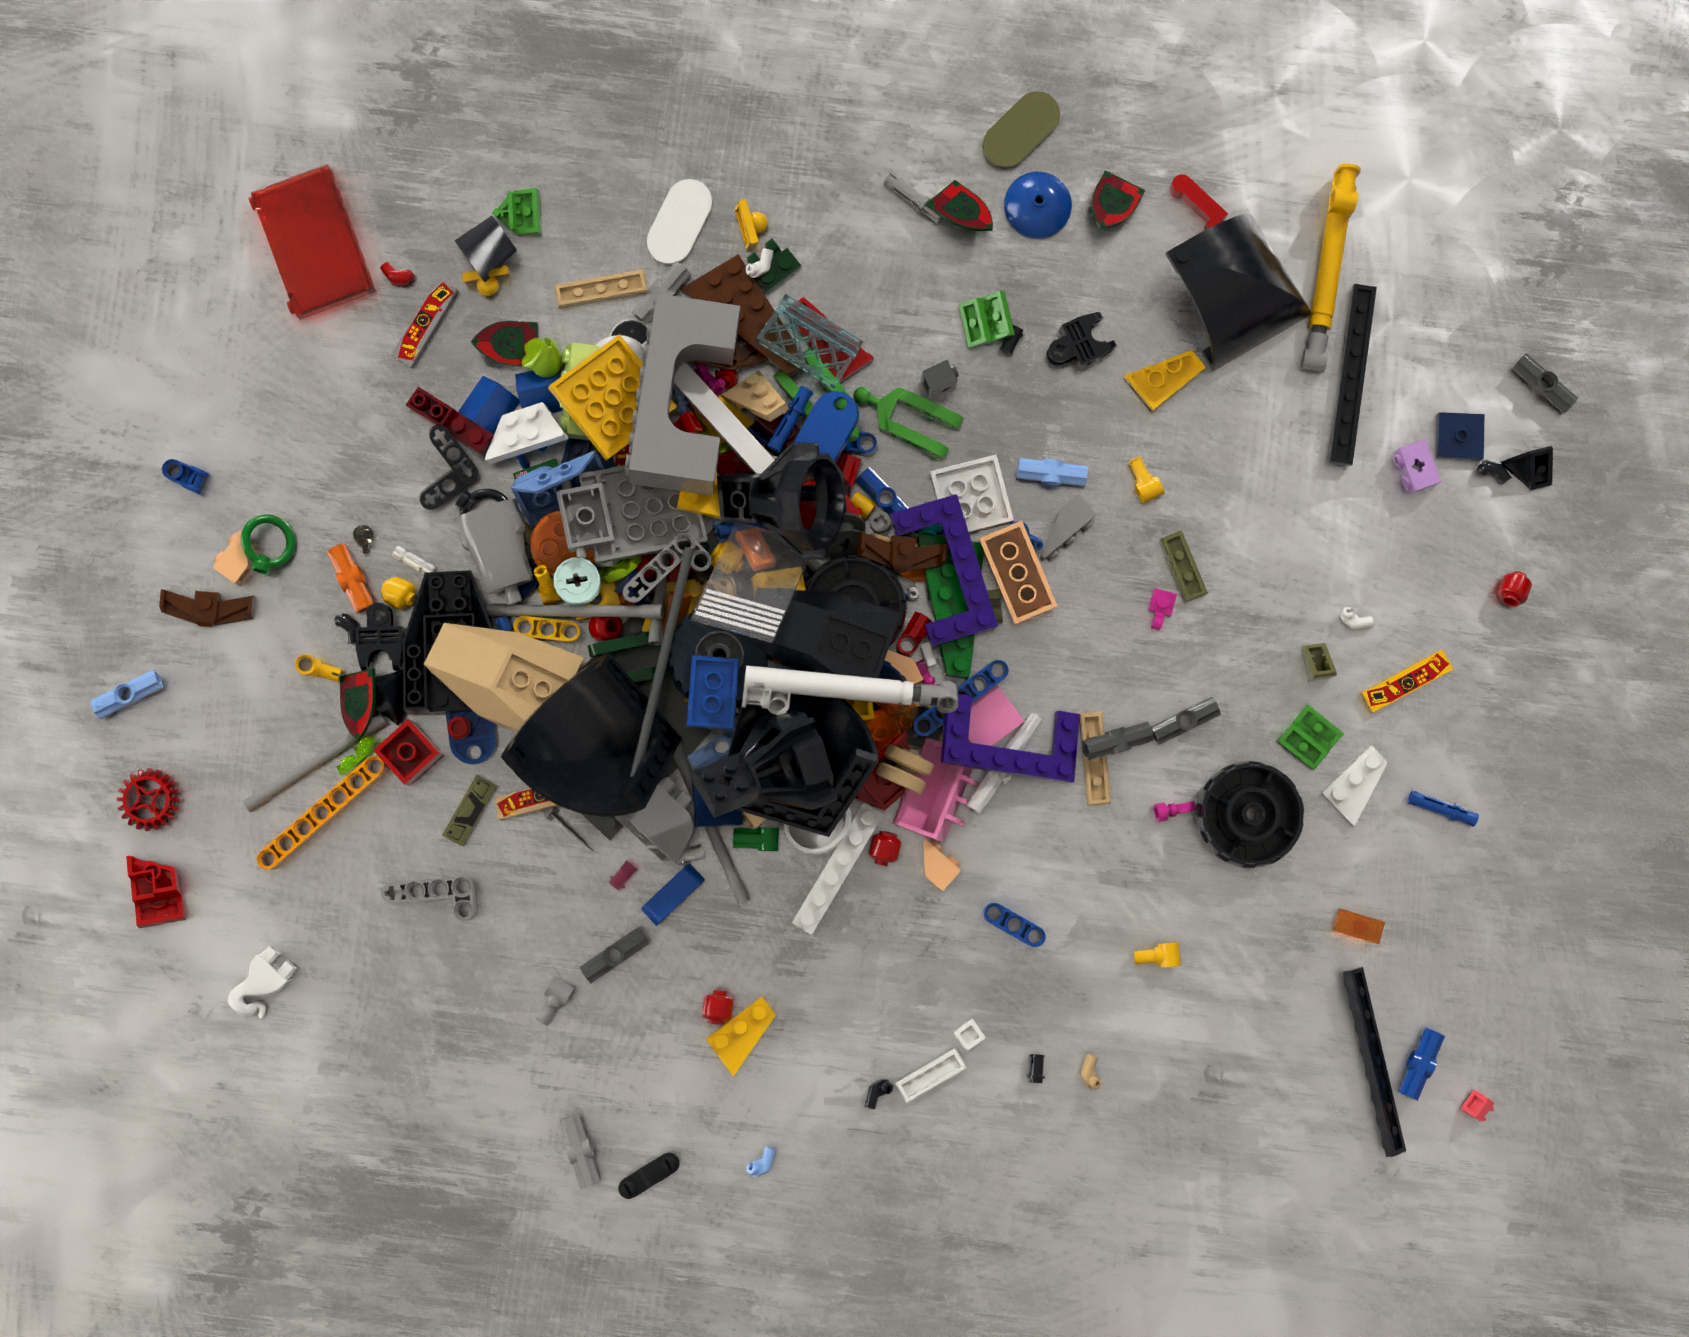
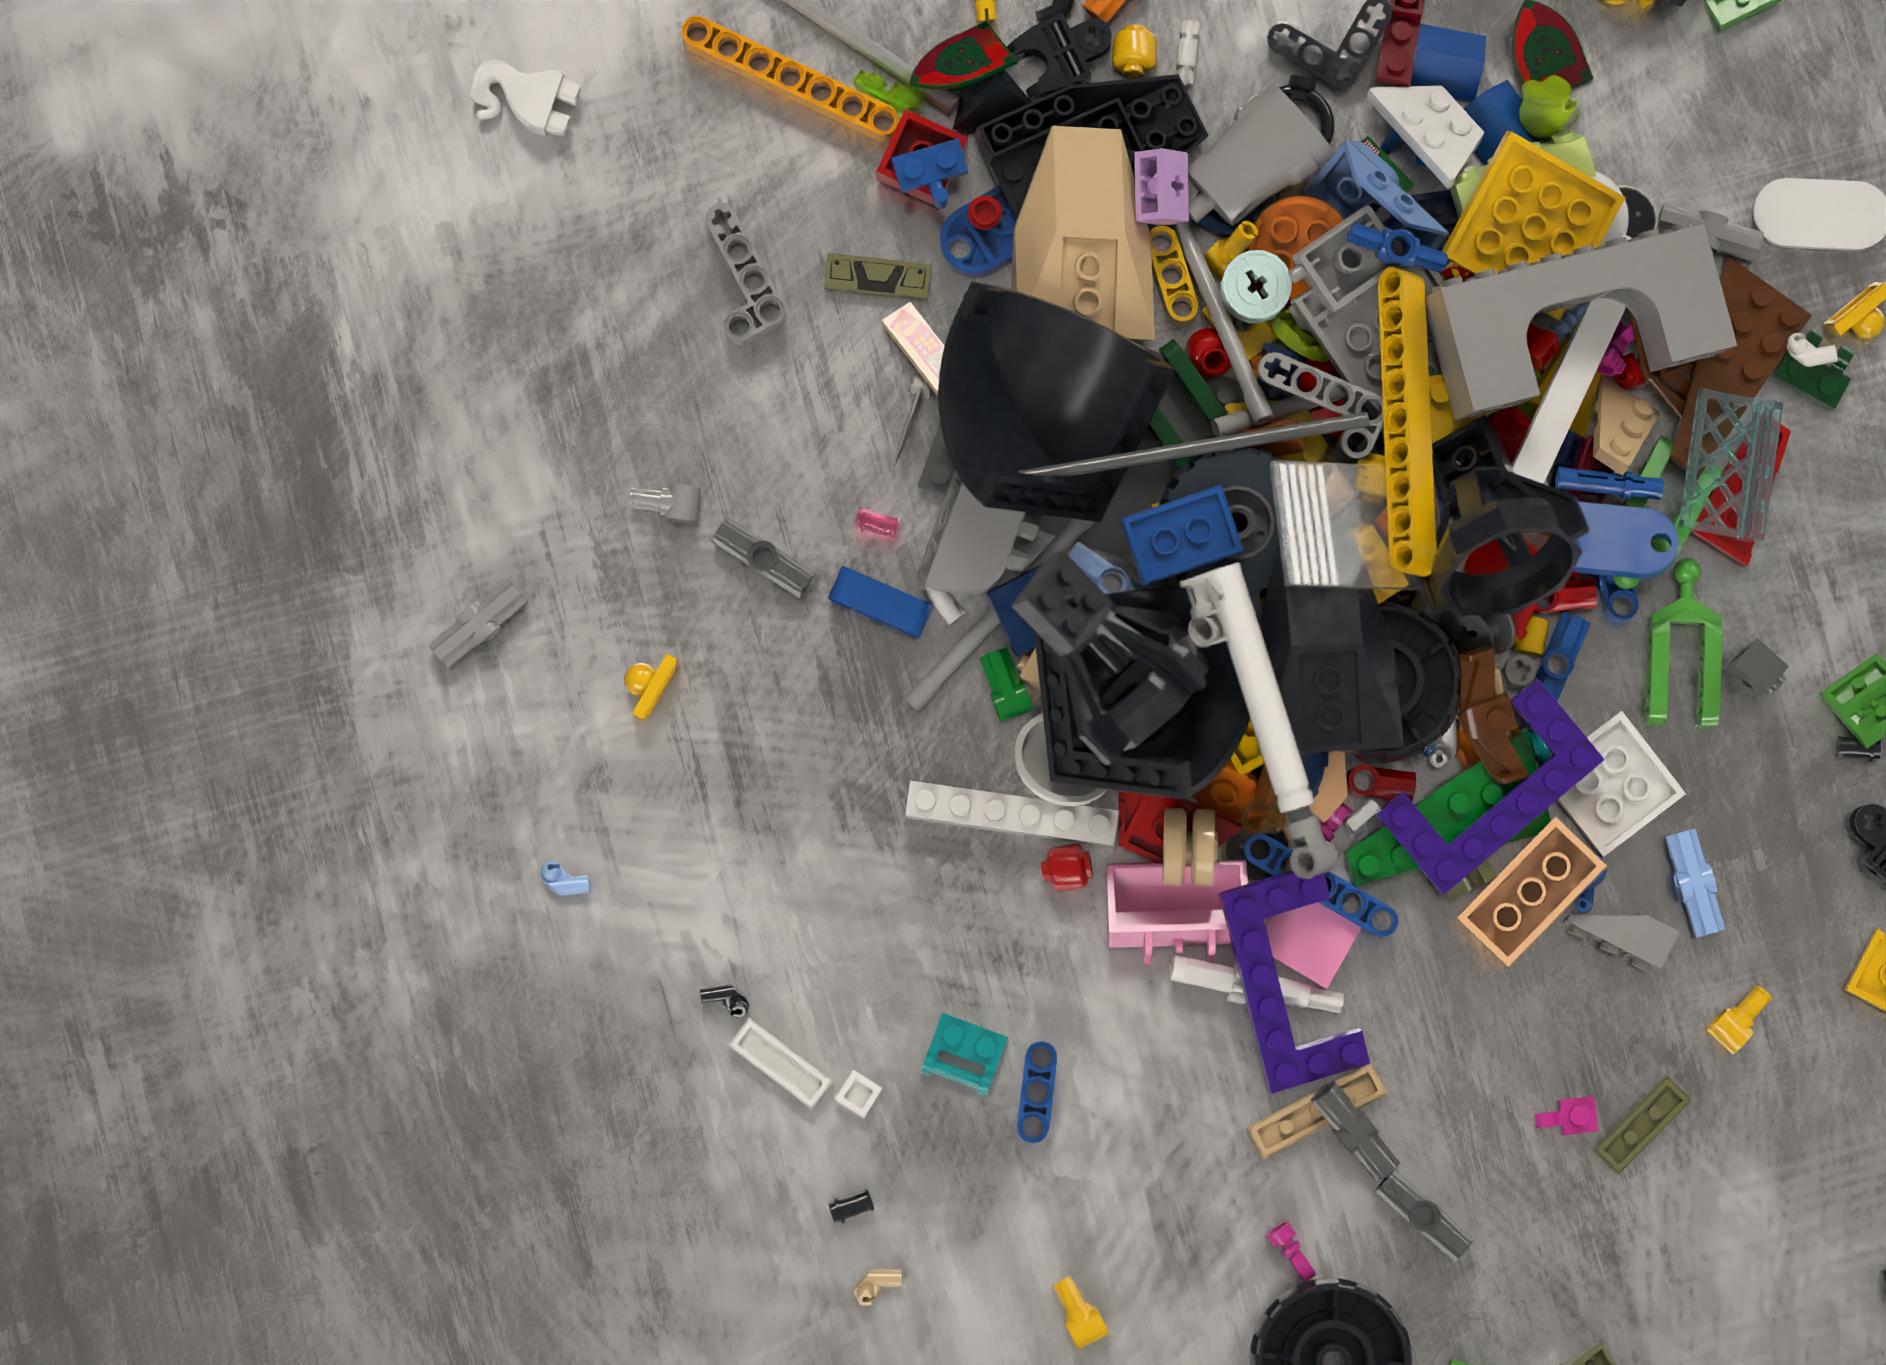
camera: 65 degrees right, 0 degrees up
(417, 749) = (930, 168): none -> blue plate
(490, 612) = (1161, 187): none -> lavender brick
(599, 477) = (1412, 251): none -> blue axle
(601, 288) = (1679, 146): tan tile -> none
(648, 1175) = (483, 732): black piece -> none
(663, 1059) = (649, 684): none -> yellow tile
(701, 525) = (1407, 421): none -> yellow beam
(717, 1007) = (750, 729): red head -> none
(740, 1034) = (727, 777): yellow wing -> none
(937, 867) = (1071, 953): light nougat slope -> none
(966, 953) = (968, 1043): none -> teal plate

